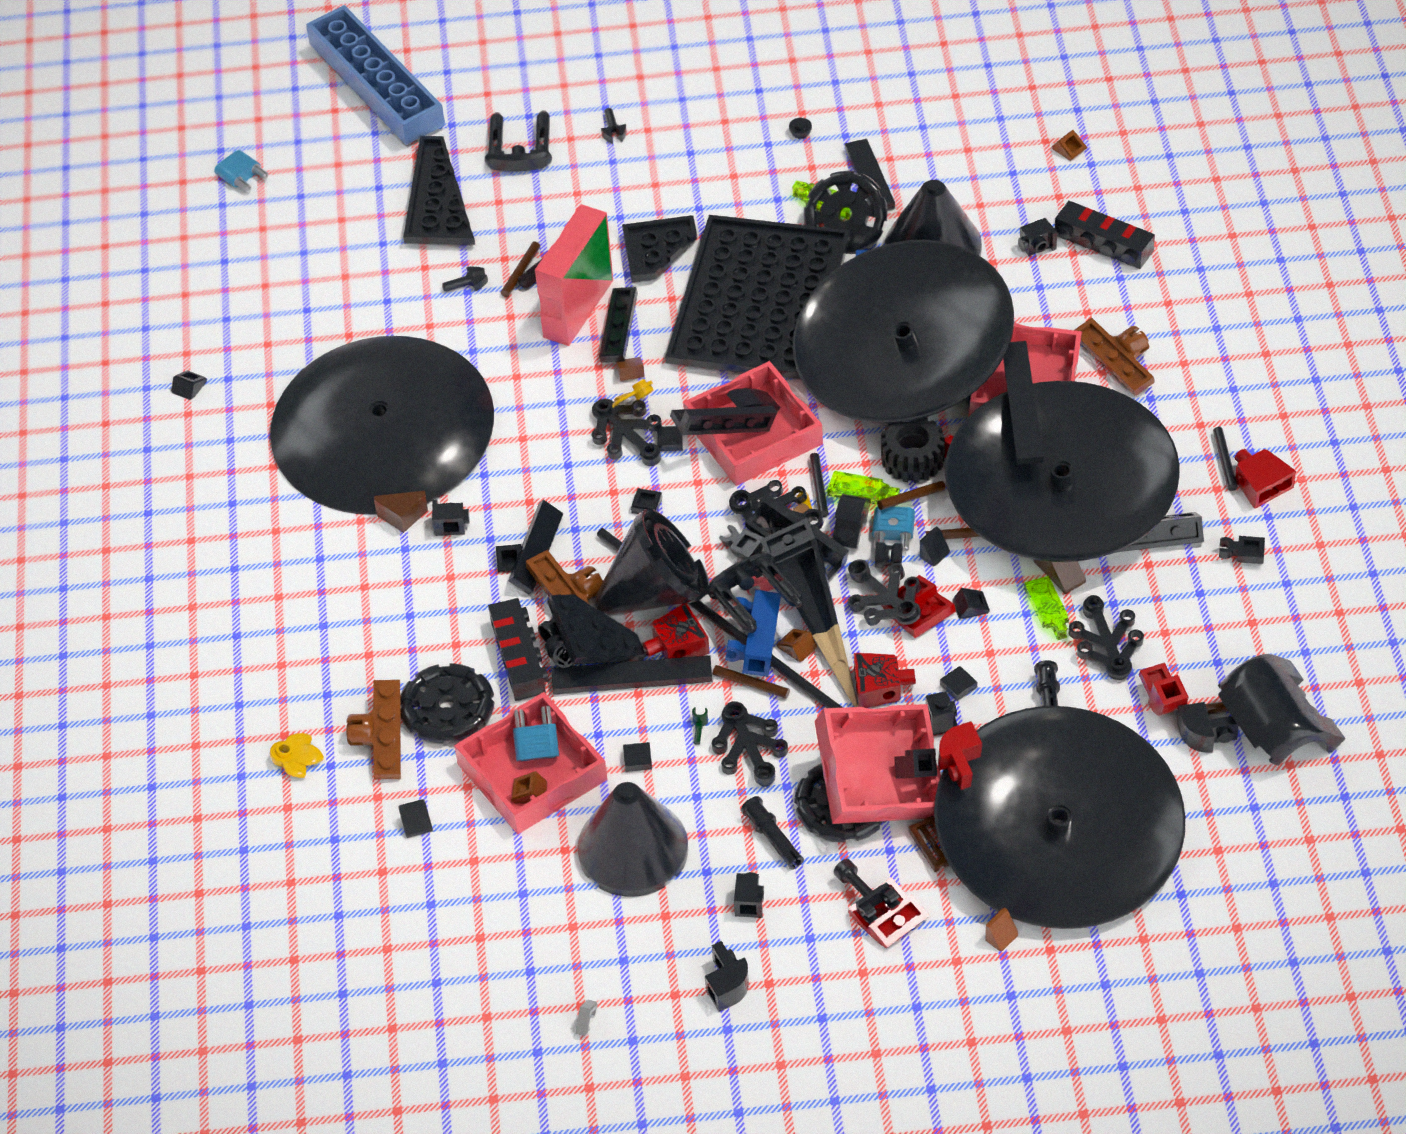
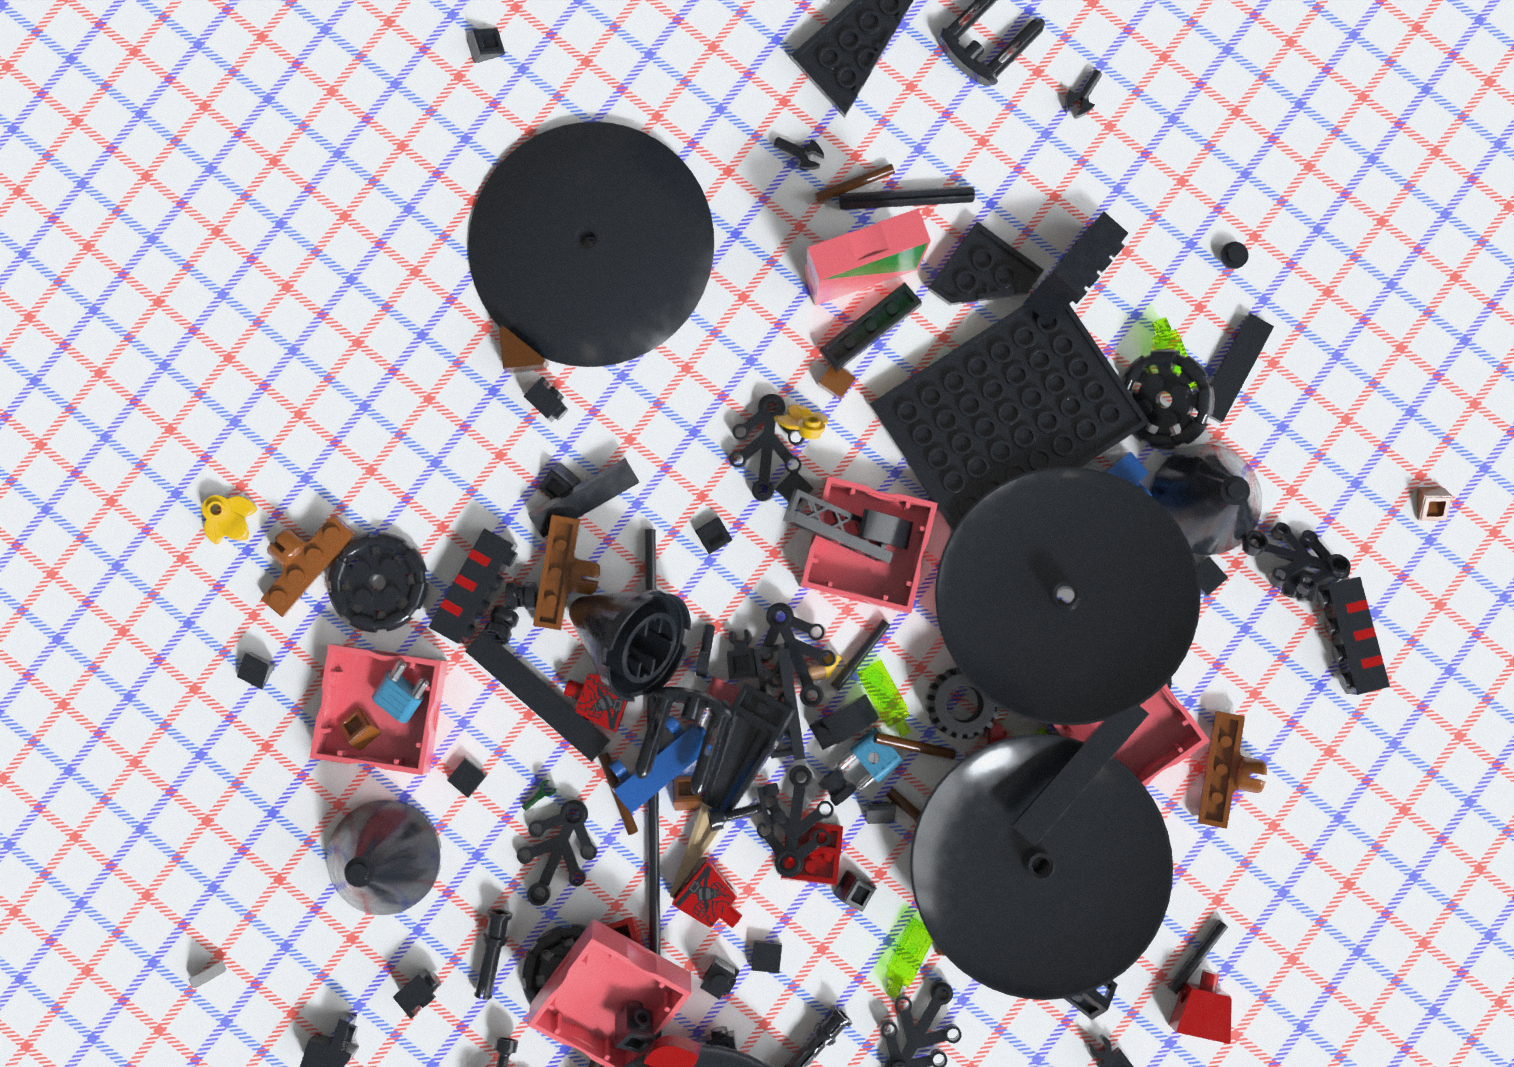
camera: 40 degrees right, 35 degrees up
(591, 634) = (533, 638): black plate -> none
(712, 194) = (1078, 268): none -> black wedge
(717, 557) = (705, 650): none -> black bar
(850, 598) = (718, 818): none -> black bar
(1021, 219) = (1330, 566): none -> black plant

